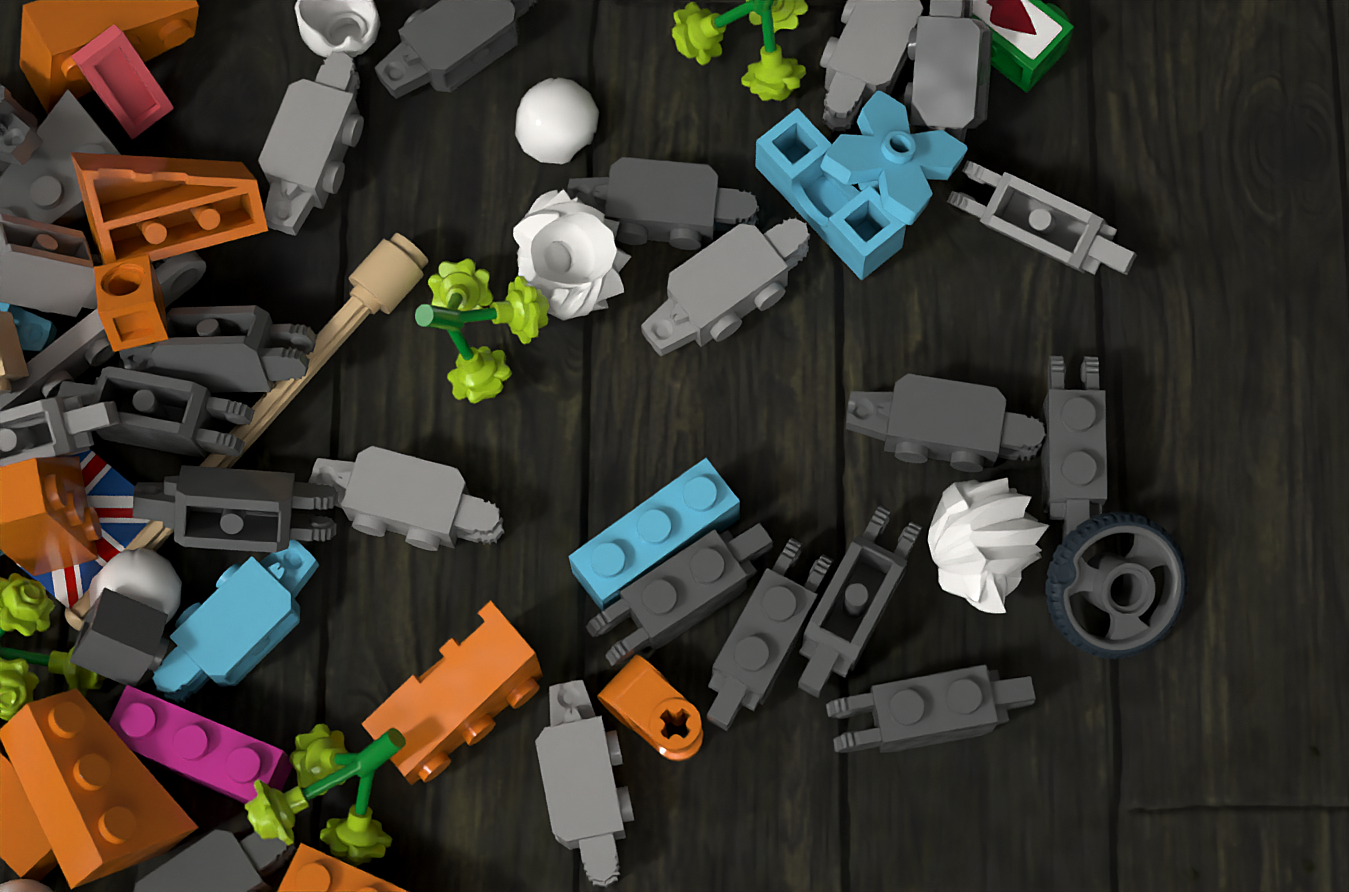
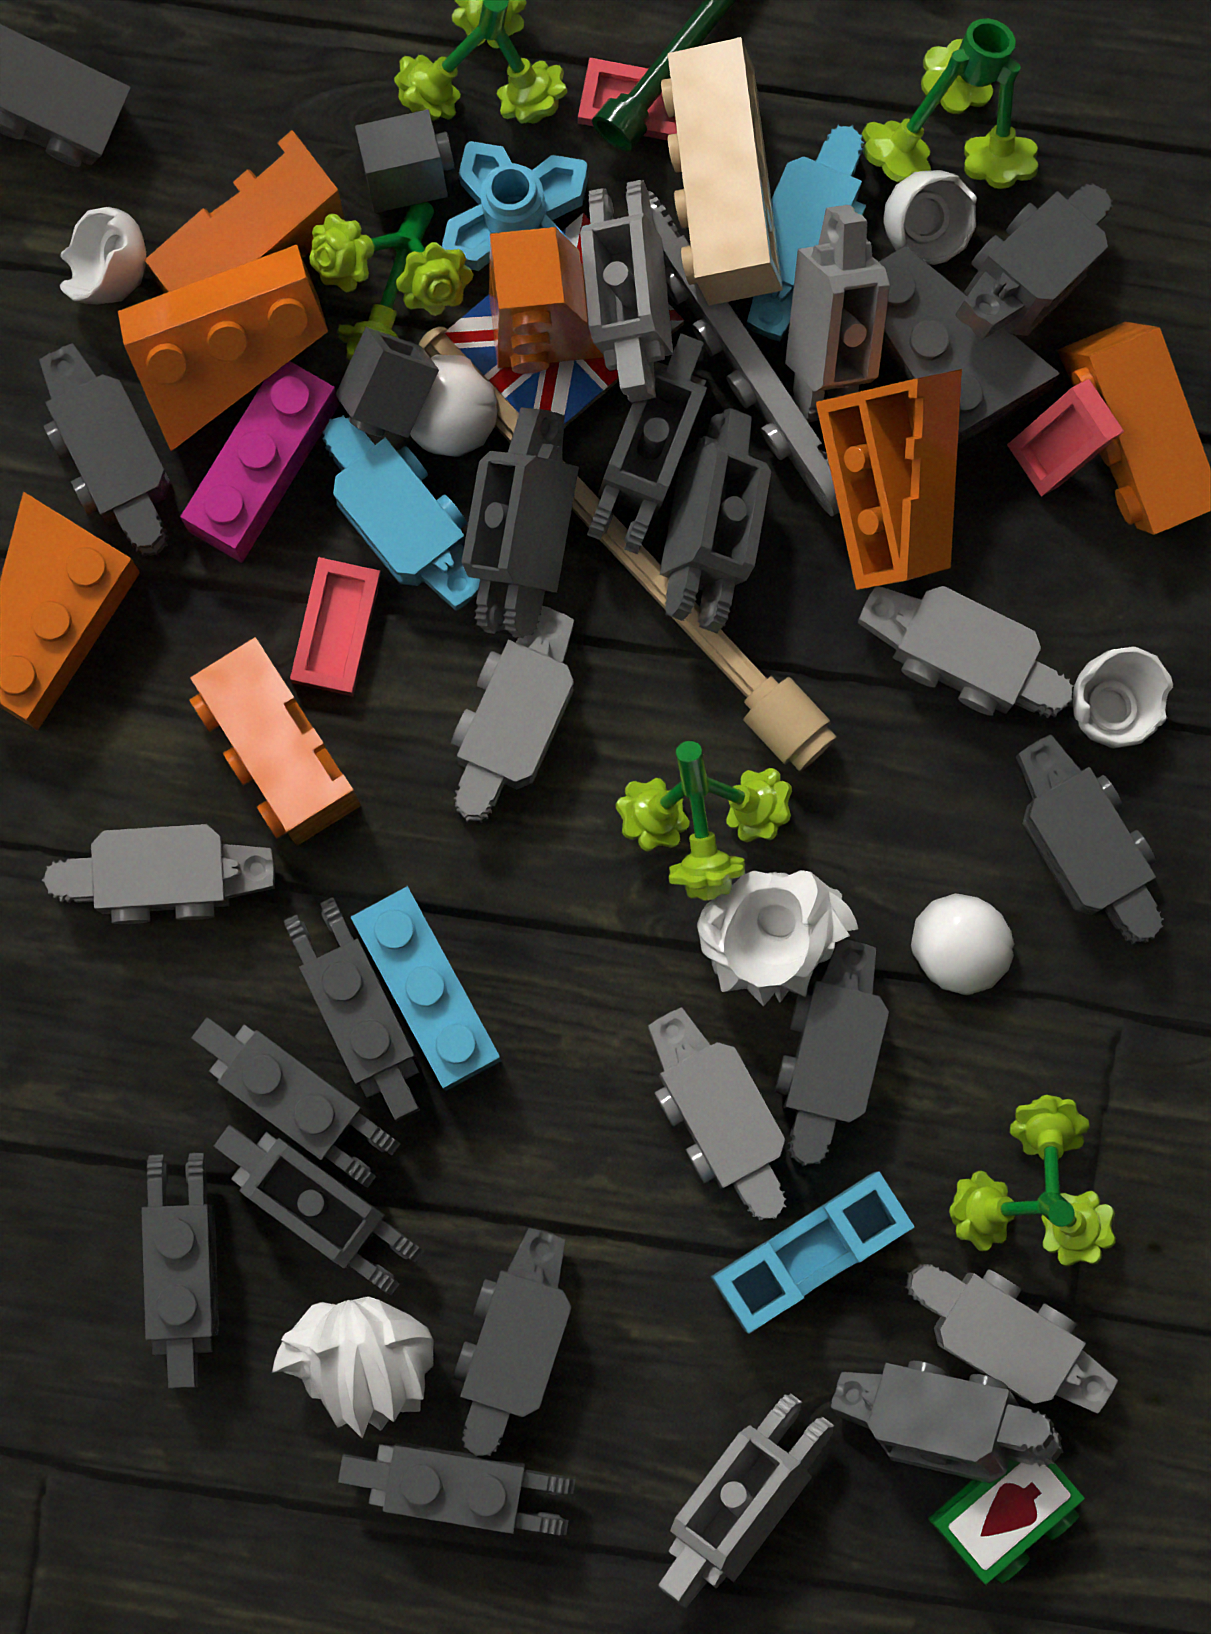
camera: 90 degrees right, 10 degrees up
(130, 303) = (748, 426): orange brick -> none
(320, 765) = (227, 587): lime plant -> none
(343, 667) = (335, 626): none -> coral tile
(646, 703) = (241, 951): orange piece -> none
(893, 158) = (835, 1332): medium azure plant -> none
(1094, 578) = (264, 1517): dark grey wheel -> none

